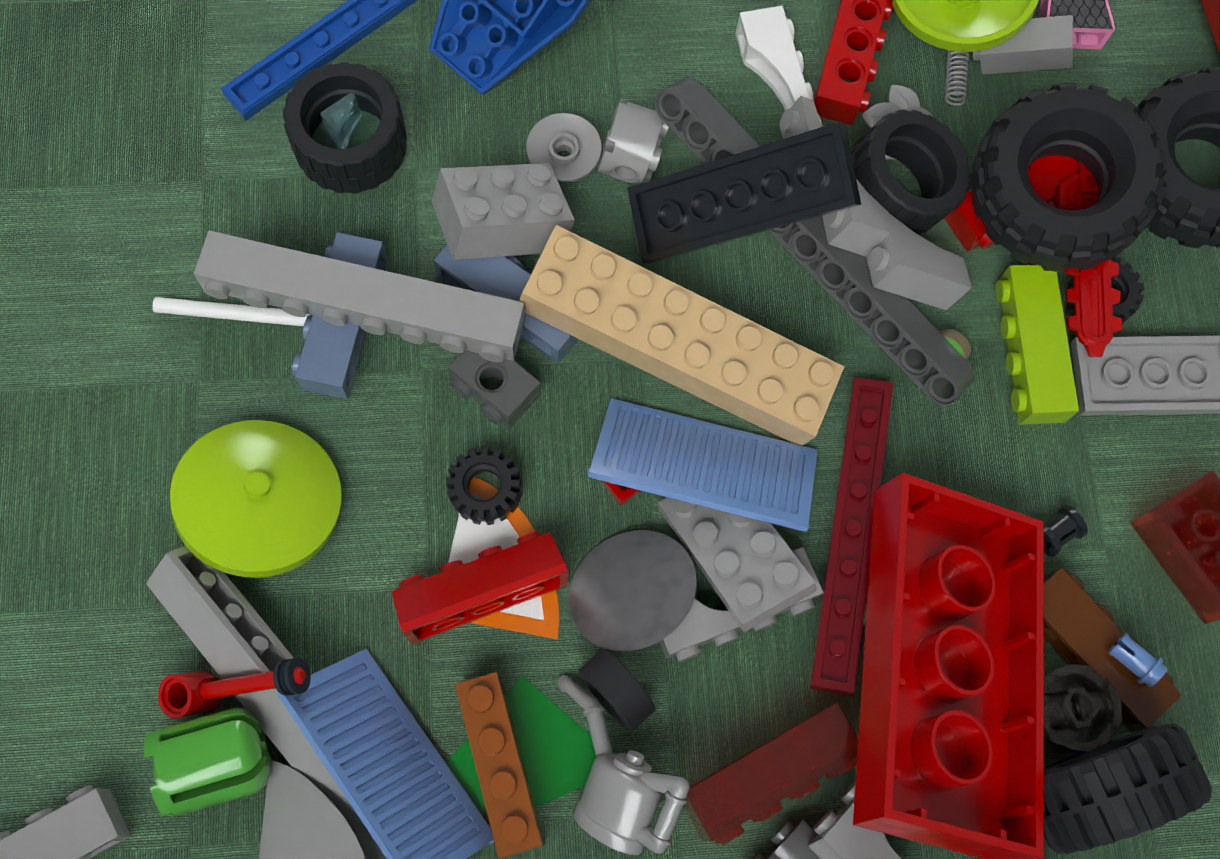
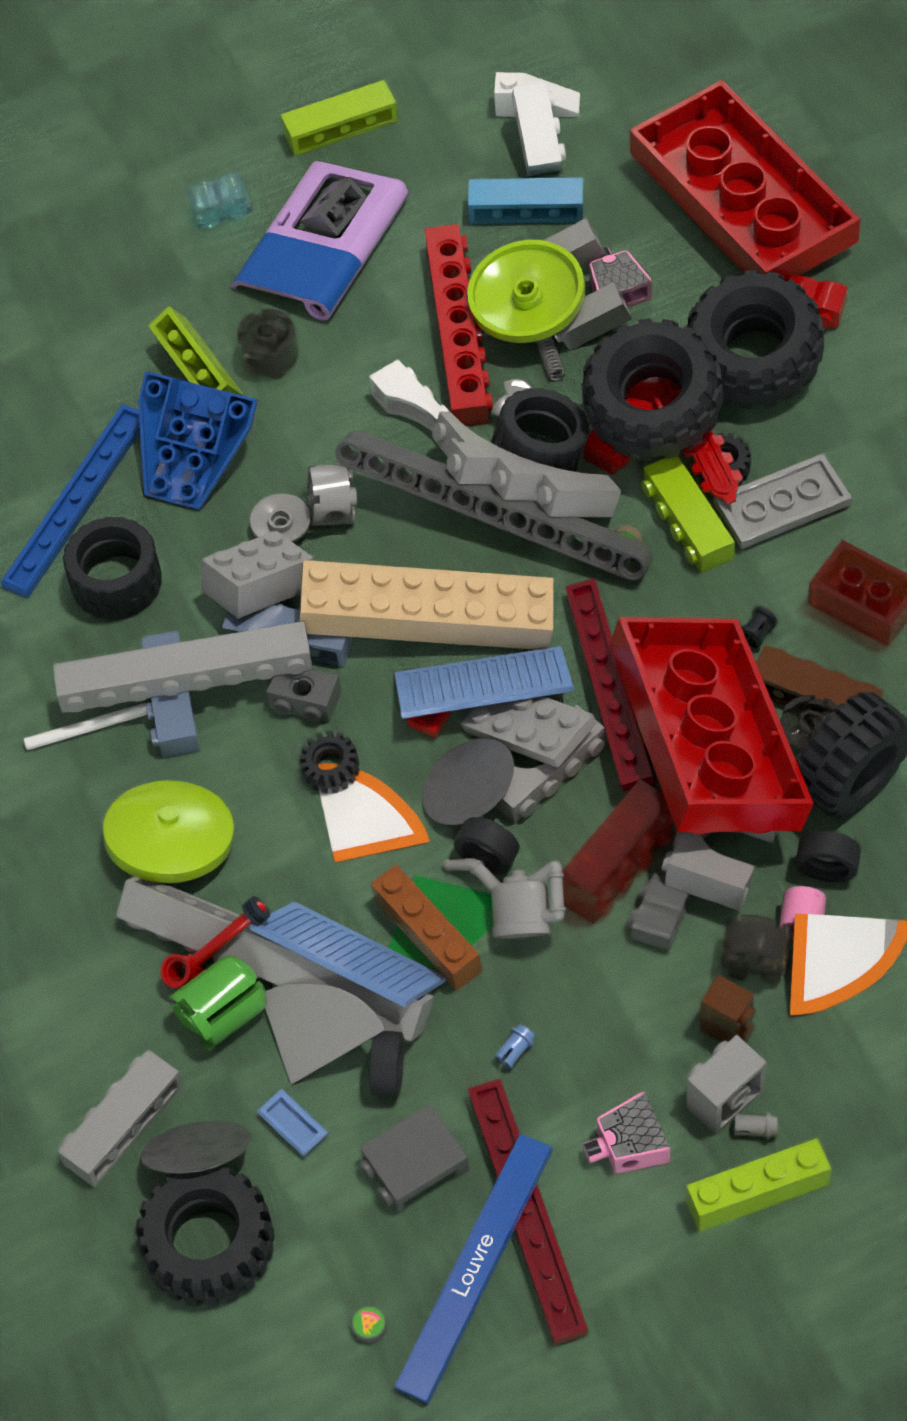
camera: 10 degrees left, 15 degrees down
(341, 120) = (108, 560): clear light blue slope -> none
(479, 587) = (360, 823): red slope -> none
(745, 194) = (427, 490): black plate -> none
(1138, 660) = (840, 677): medium blue pin -> none

